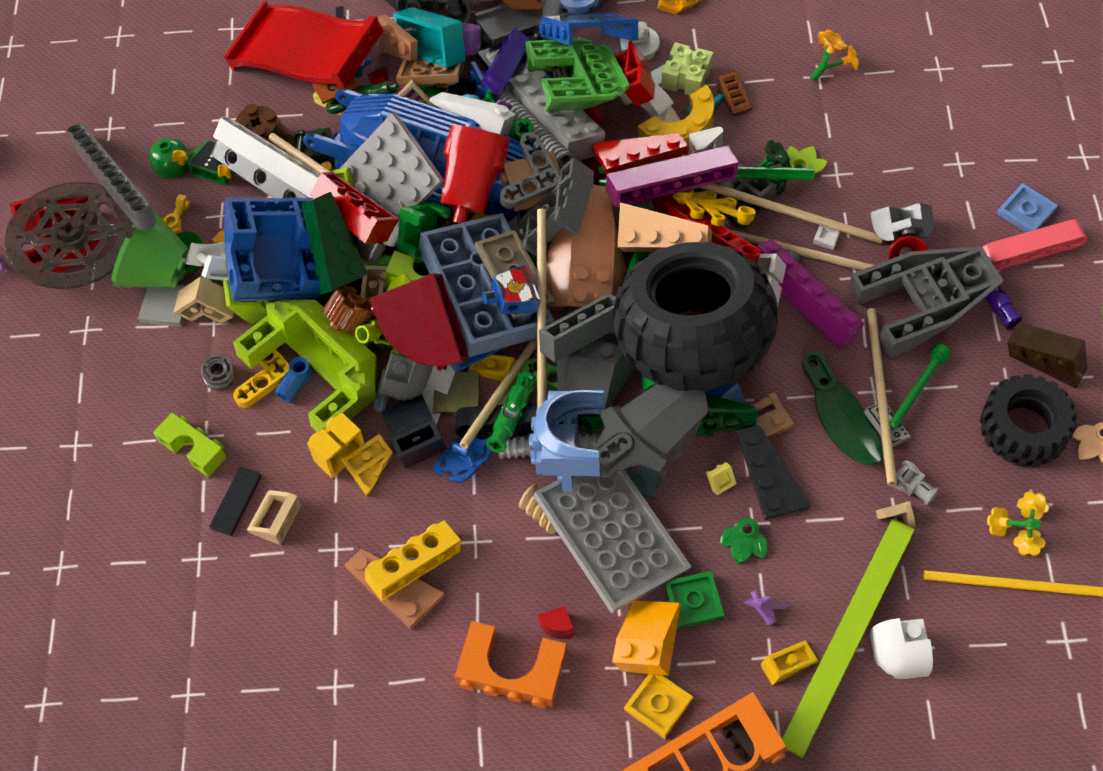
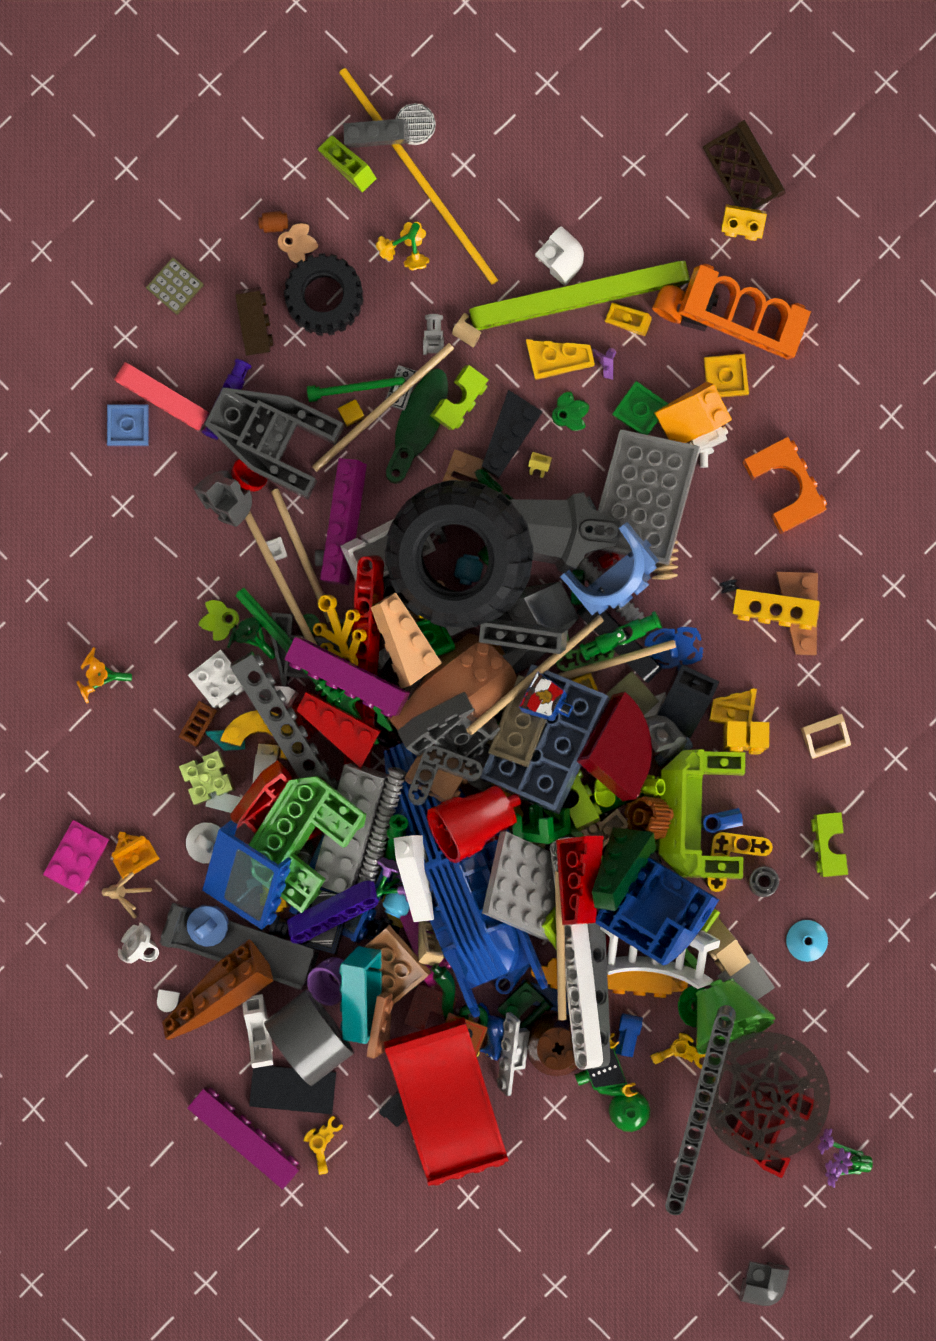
camera: 135 degrees left, 25 degrees up
(146, 379) = (797, 935): none -> medium azure dish
(216, 194) = (629, 1030): none -> blue piece
(235, 501) = (838, 773): black tile -> none
(290, 110) = (513, 1052): none -> light grey bracket
(314, 115) = (495, 1035): none -> blue animal
(470, 542) = (728, 586): none -> black bush
(556, 623) = (733, 481): red brick -> none
(610, 628) = (707, 443): none -> white piece
(682, 118) = (253, 662): none -> dark grey brick
(755, 126) = (216, 680): none -> white brick
(778, 704) = (667, 302): none -> orange helmet
(804, 569) = (558, 358): none -> yellow wing
(842, 477) = (471, 384): none -> lime arch
(897, 371) = (351, 413): none -> yellow slope

